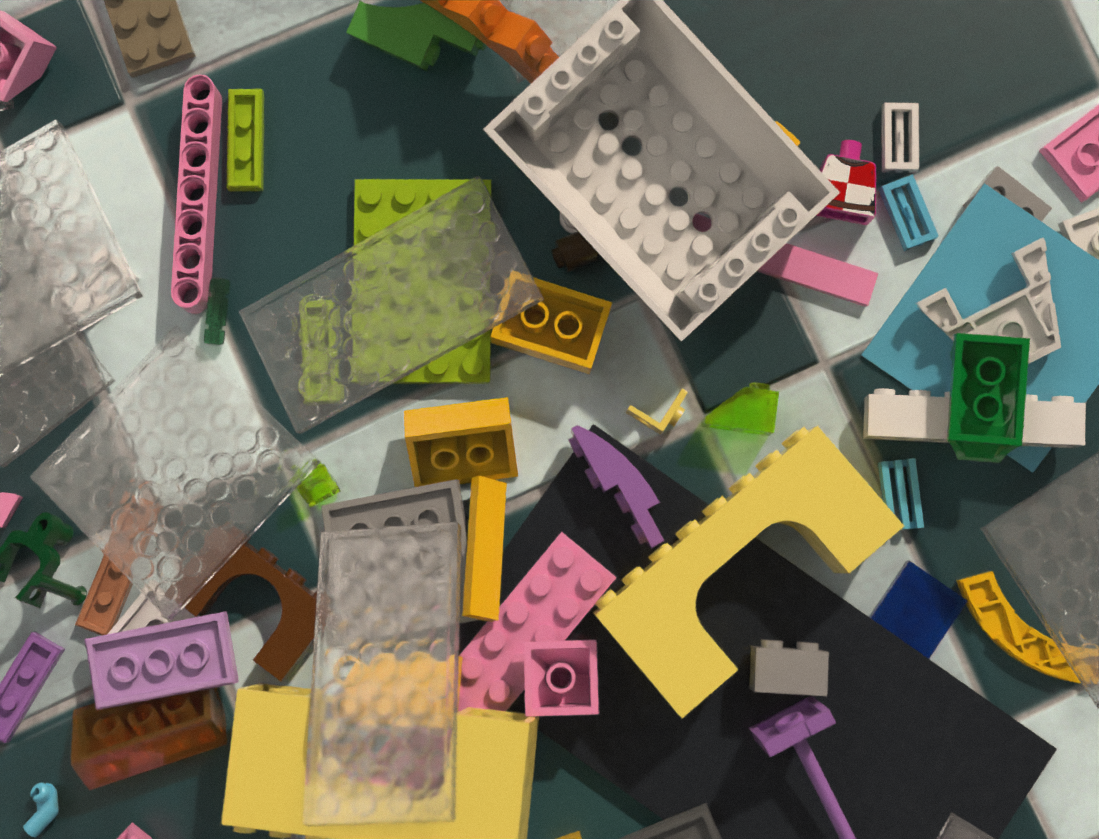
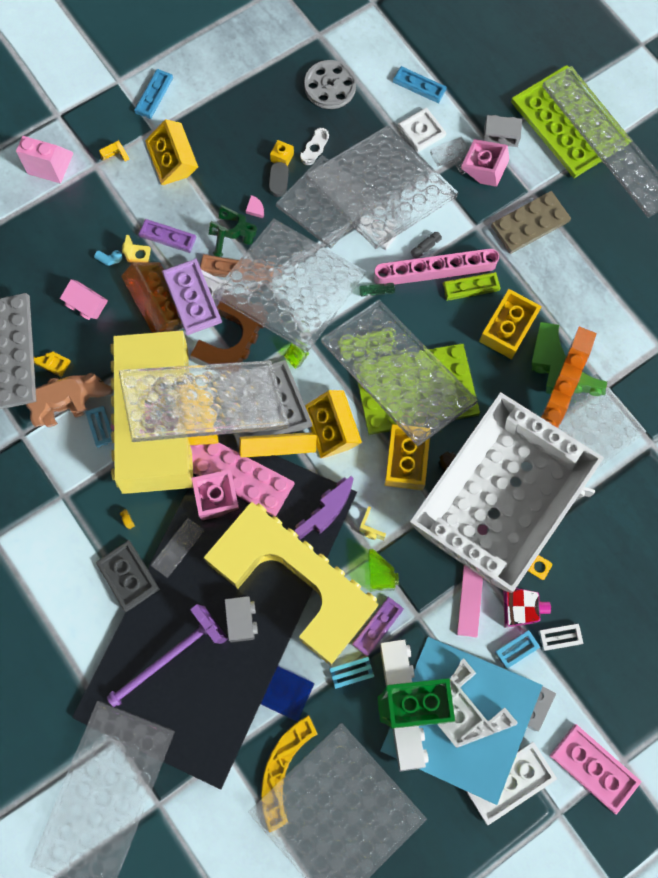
camera: 80 degrees right, 10 degrees down
(34, 764) = (130, 251): none -> light yellow bracket
(146, 203) = (426, 245): none -> dark grey axle
(337, 86) = (510, 324): none -> yellow brick
(638, 760) = (177, 547): none -> clear tile
(812, 410) = (377, 626): none -> medium lavender tile

